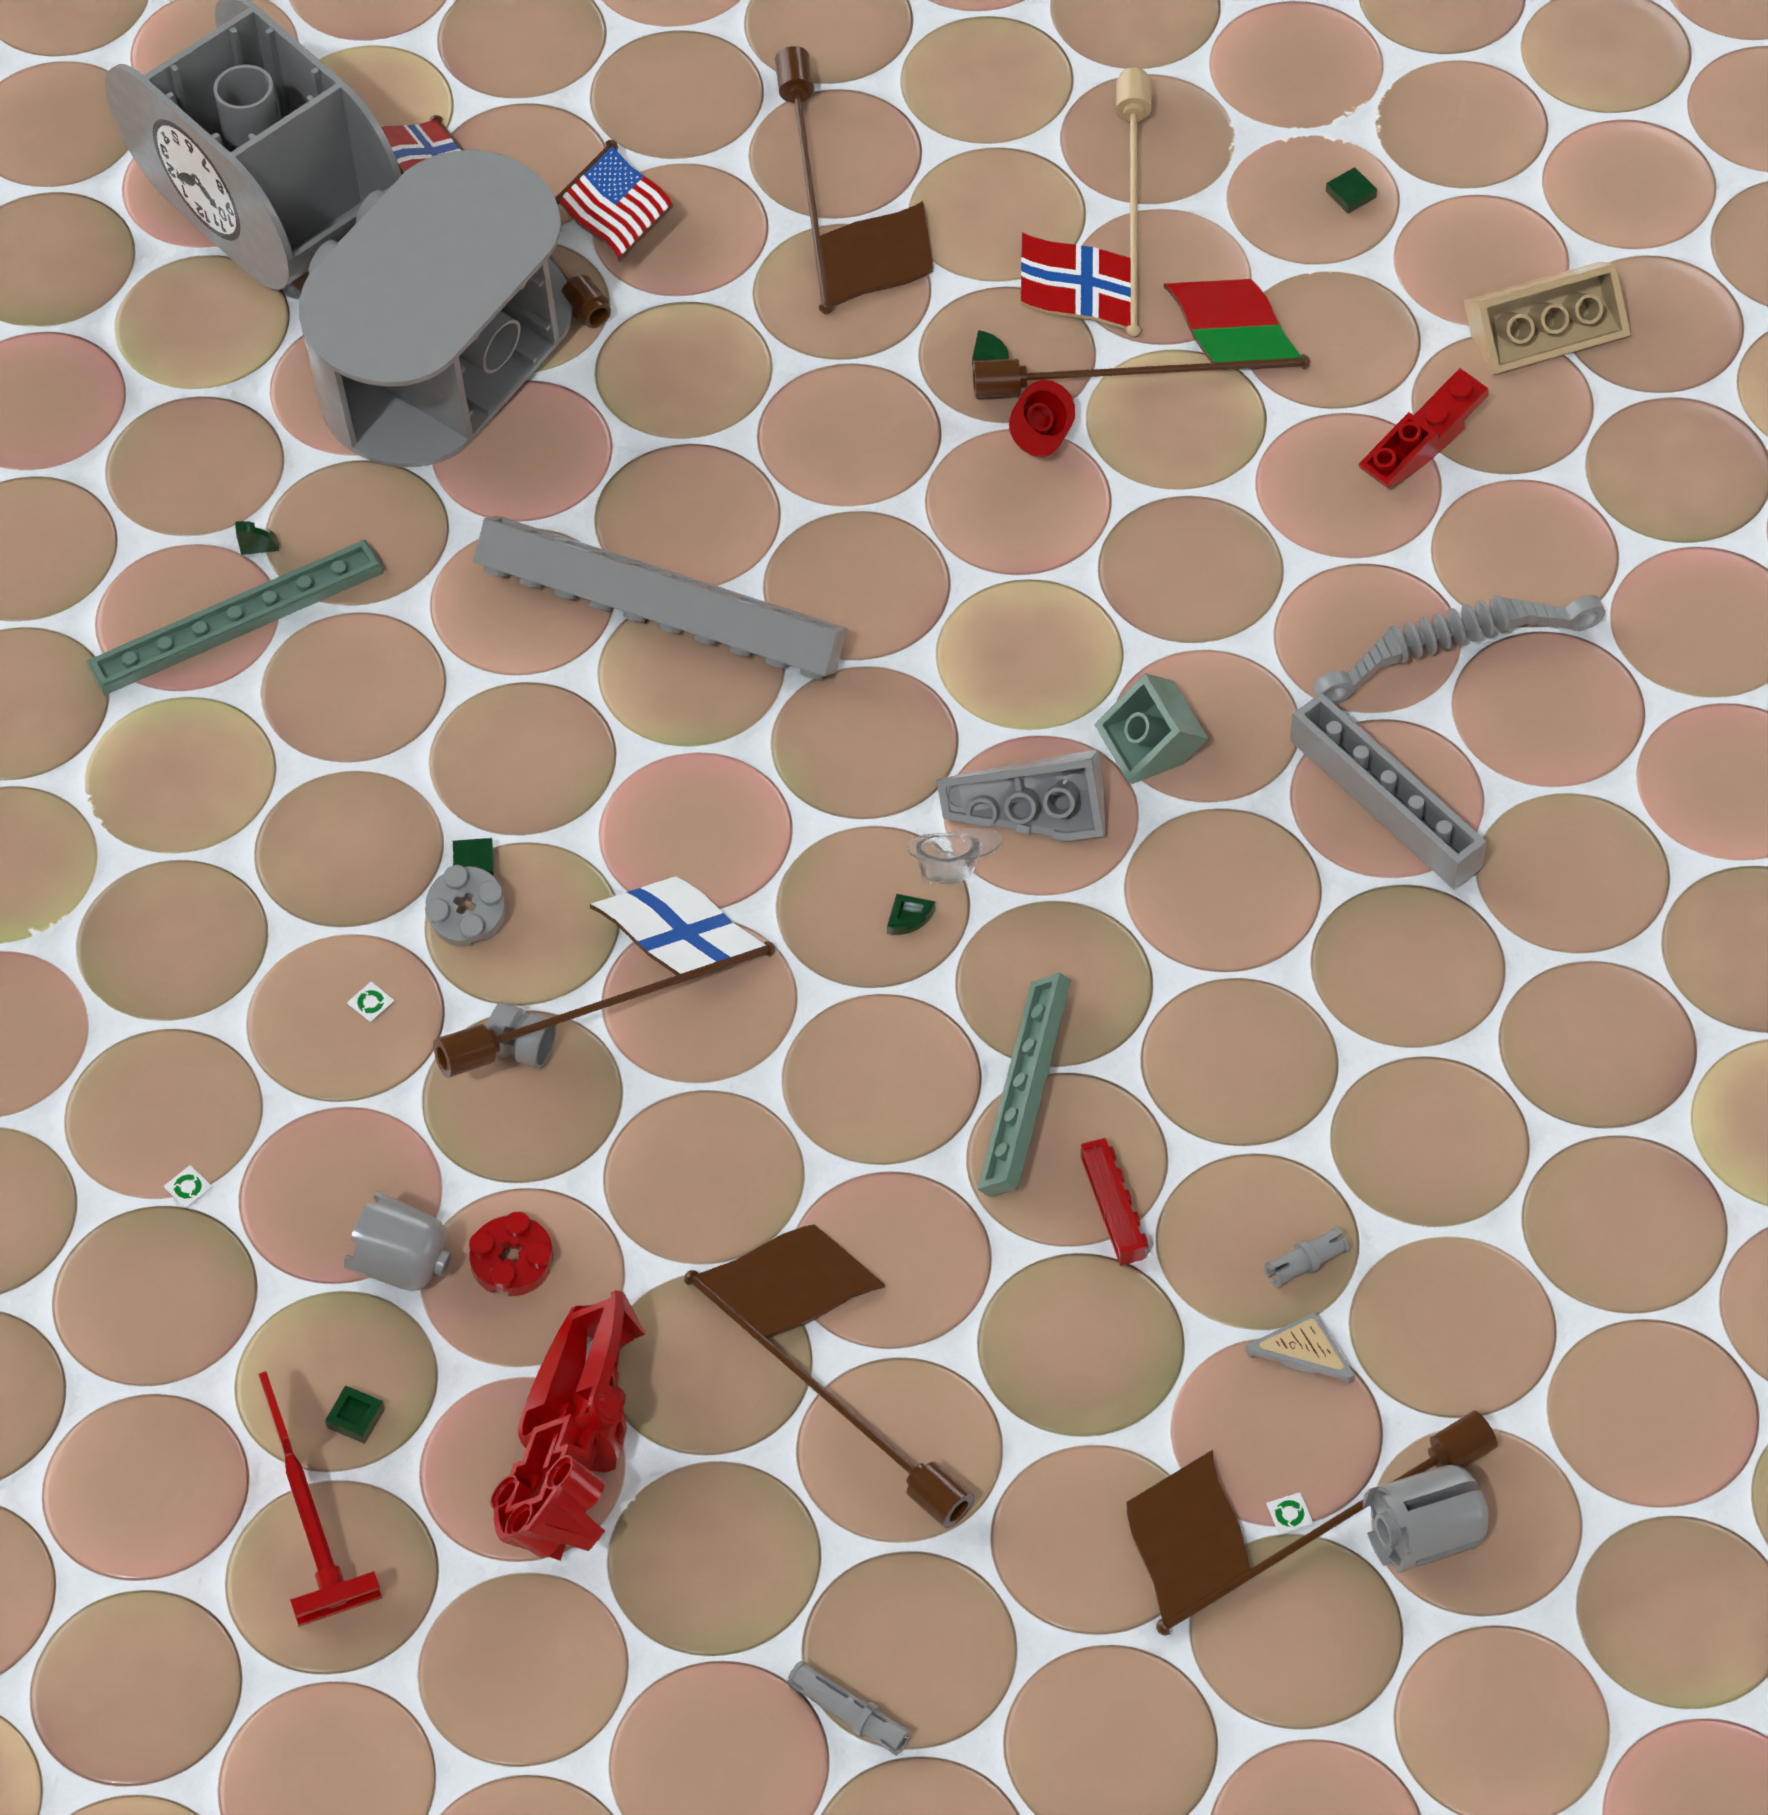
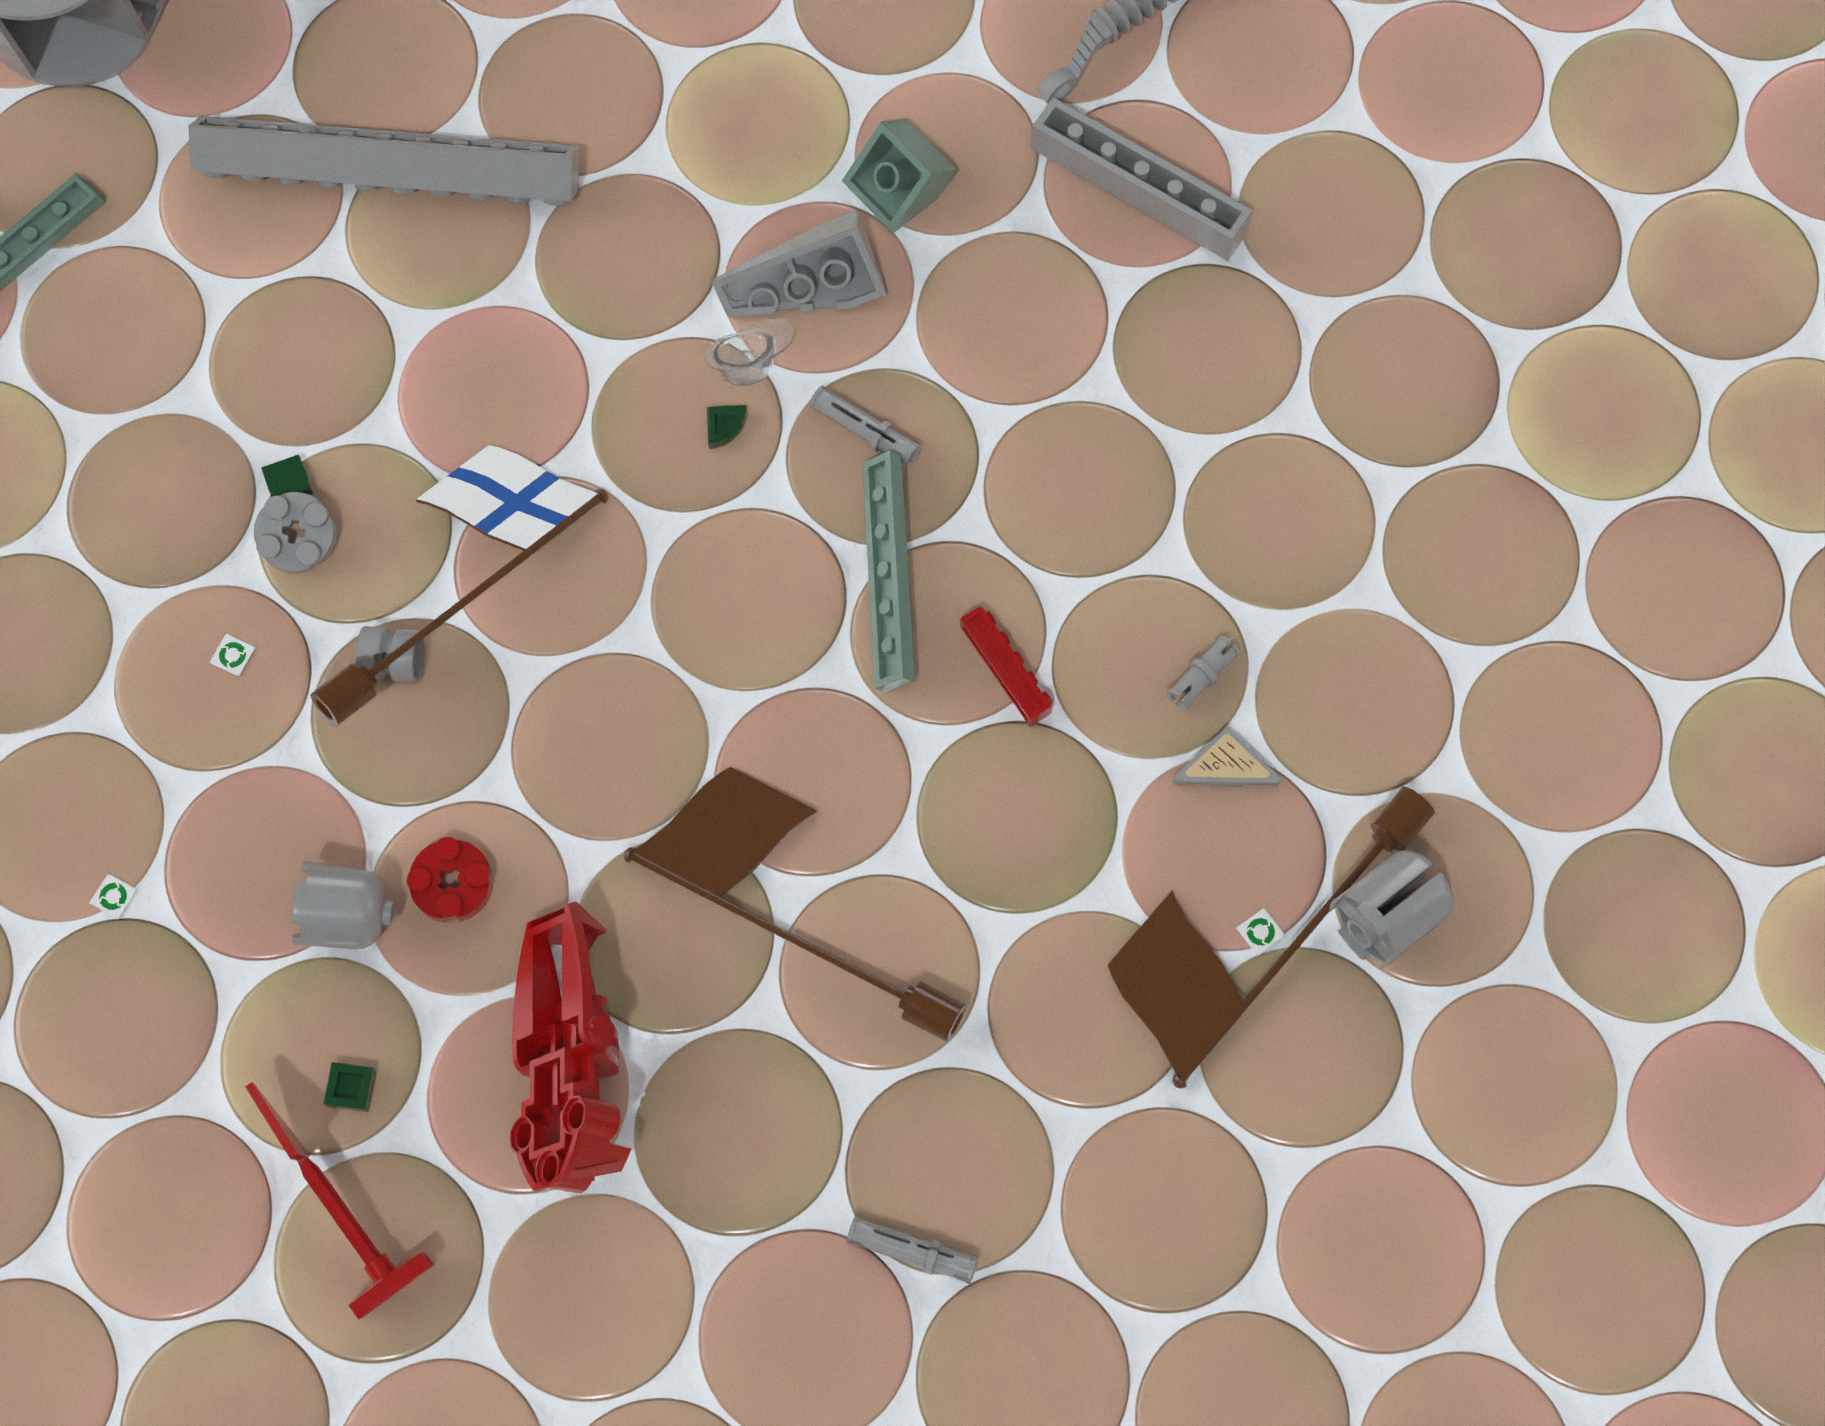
camera: 15 degrees left, 15 degrees up
(1044, 948) = (878, 434): none -> light grey pin

